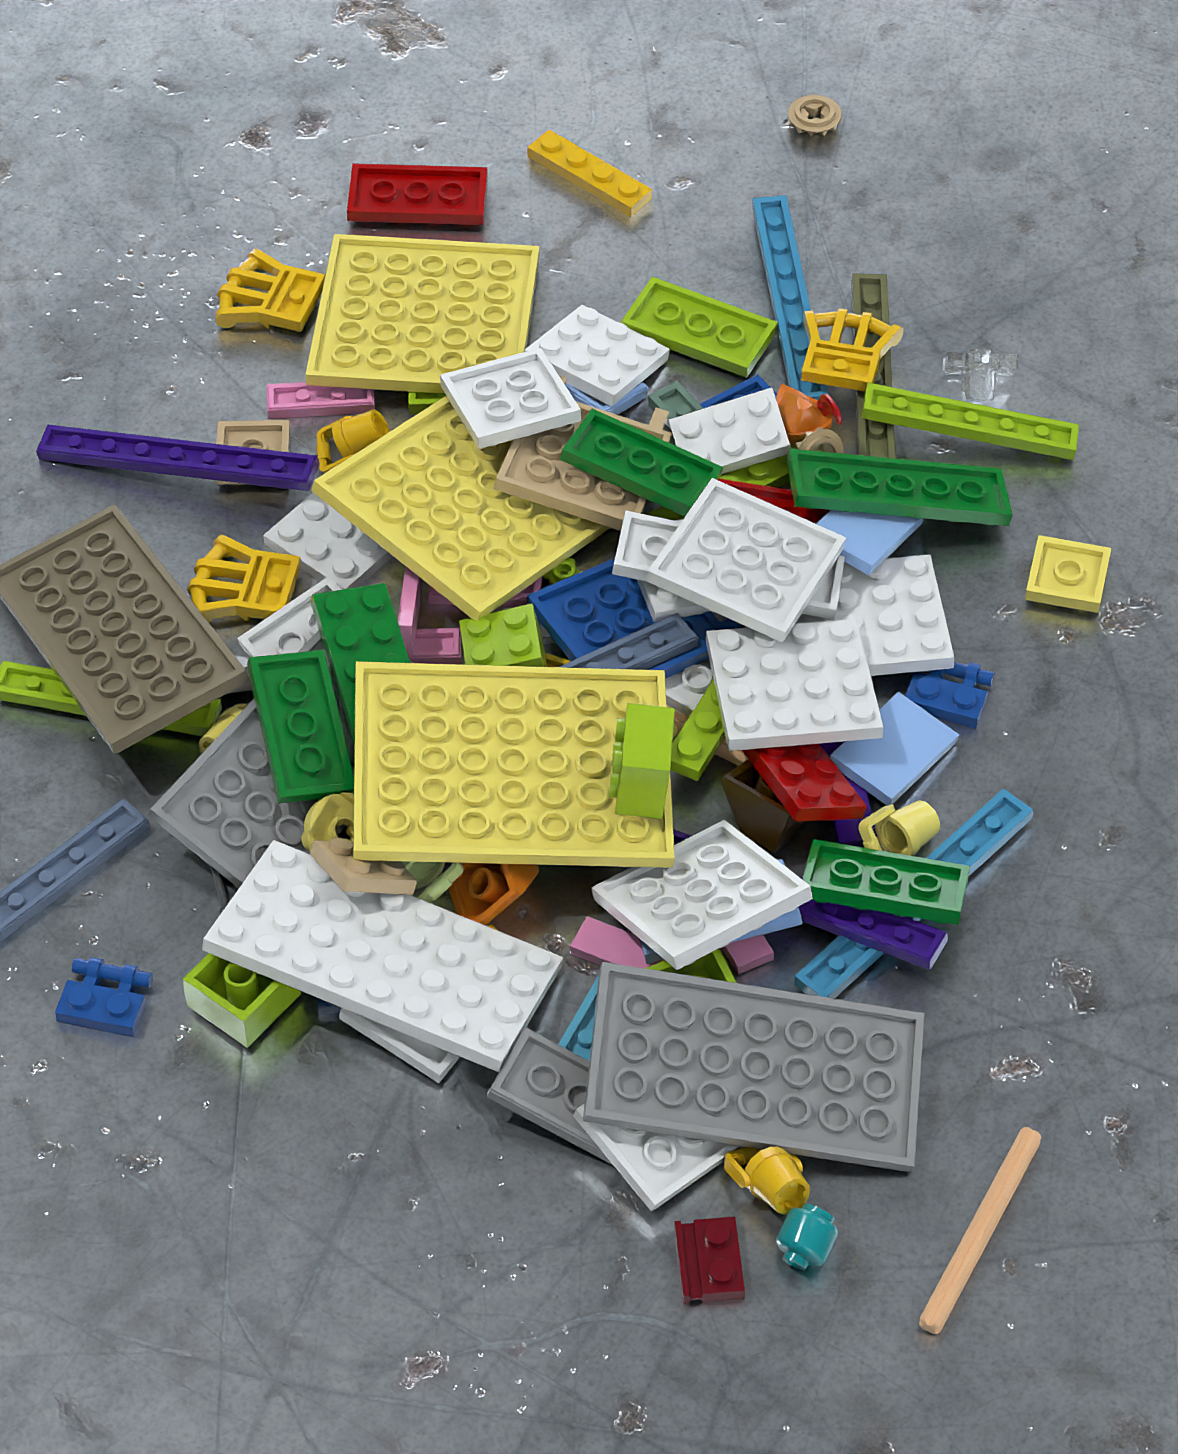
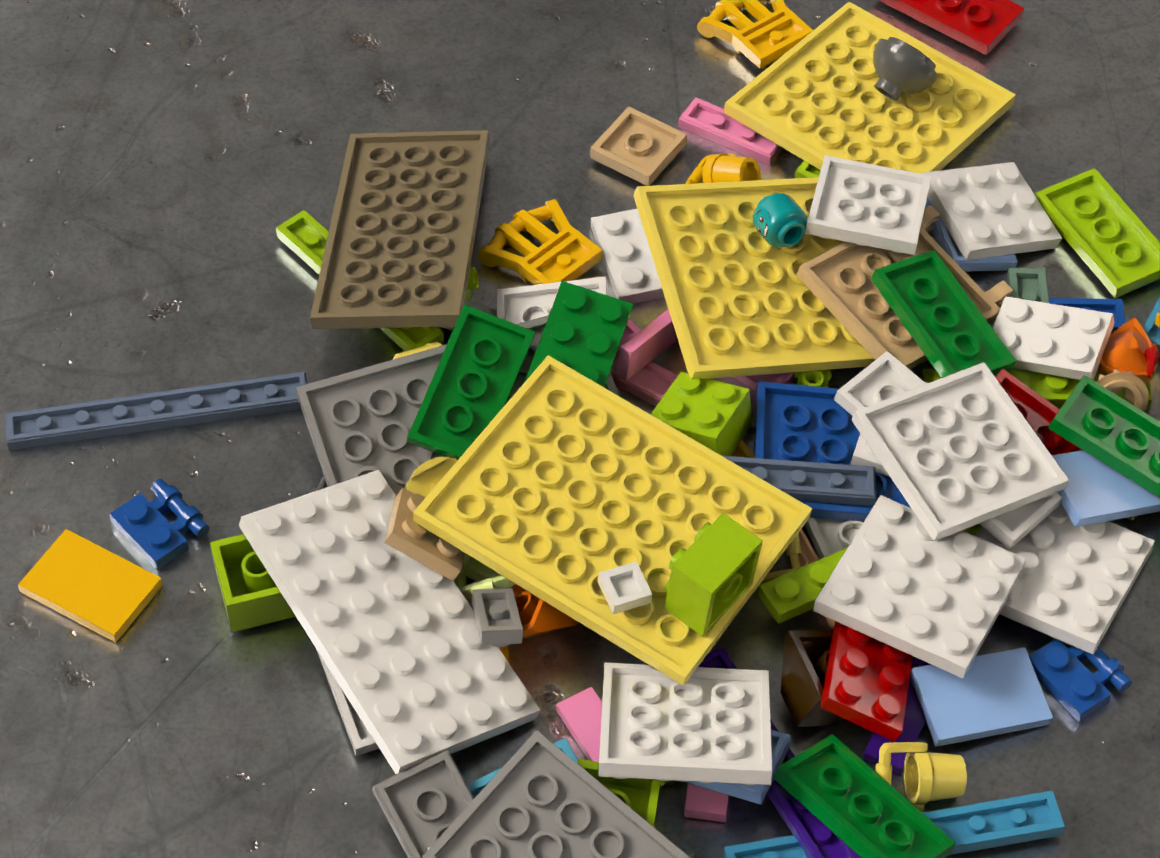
camera: 35 degrees right, 0 degrees up
(88, 1081) = (90, 585): none -> yellow tile
(178, 457) = (572, 118): dark purple tile -> none
(439, 268) = (901, 68): none -> dark grey piece
(451, 448) = (780, 220): none -> teal head
(476, 900) = (497, 617): none -> light grey plate
(577, 813) = (624, 587): none -> white plate
(589, 173) = (1115, 56): yellow plate -> none

